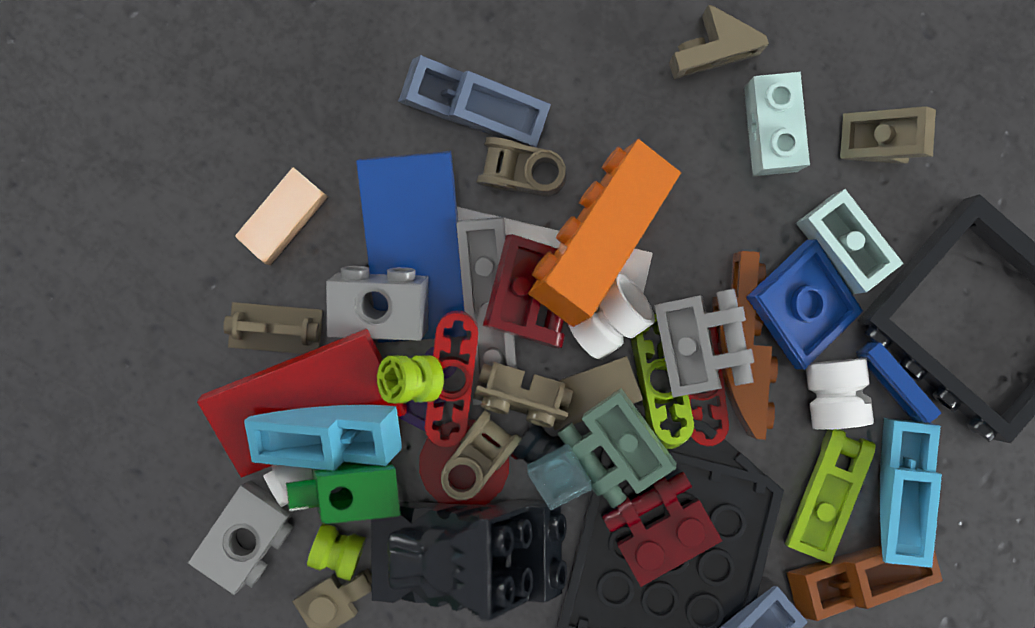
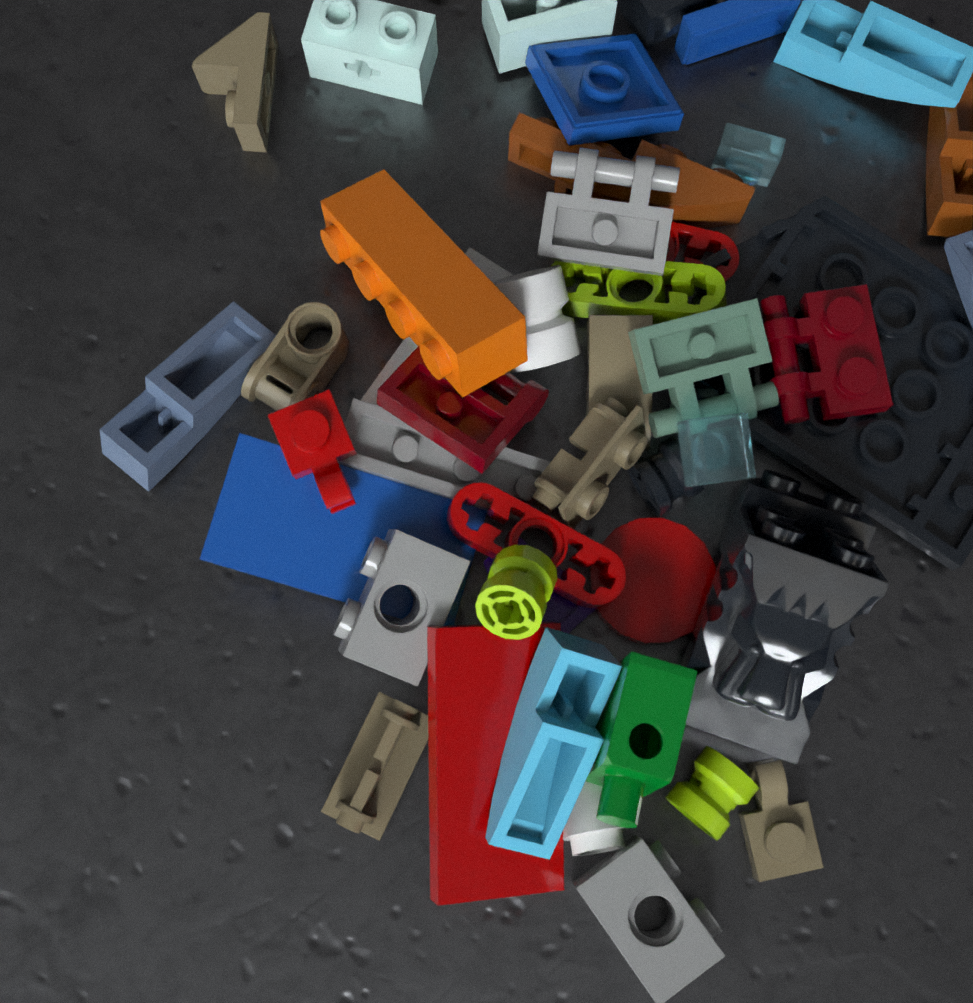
camera: 70 degrees left, 10 degrees down
(281, 216) = (233, 700): light nougat slope -> none
(462, 205) = (315, 443): none -> red plate
(479, 455) = (651, 547): dark tan piece -> none
(793, 424) = (749, 154): none -> clear light blue plate
(830, 496) = (849, 148): lime plate -> none
(839, 394) = (727, 88): white wheel -> none

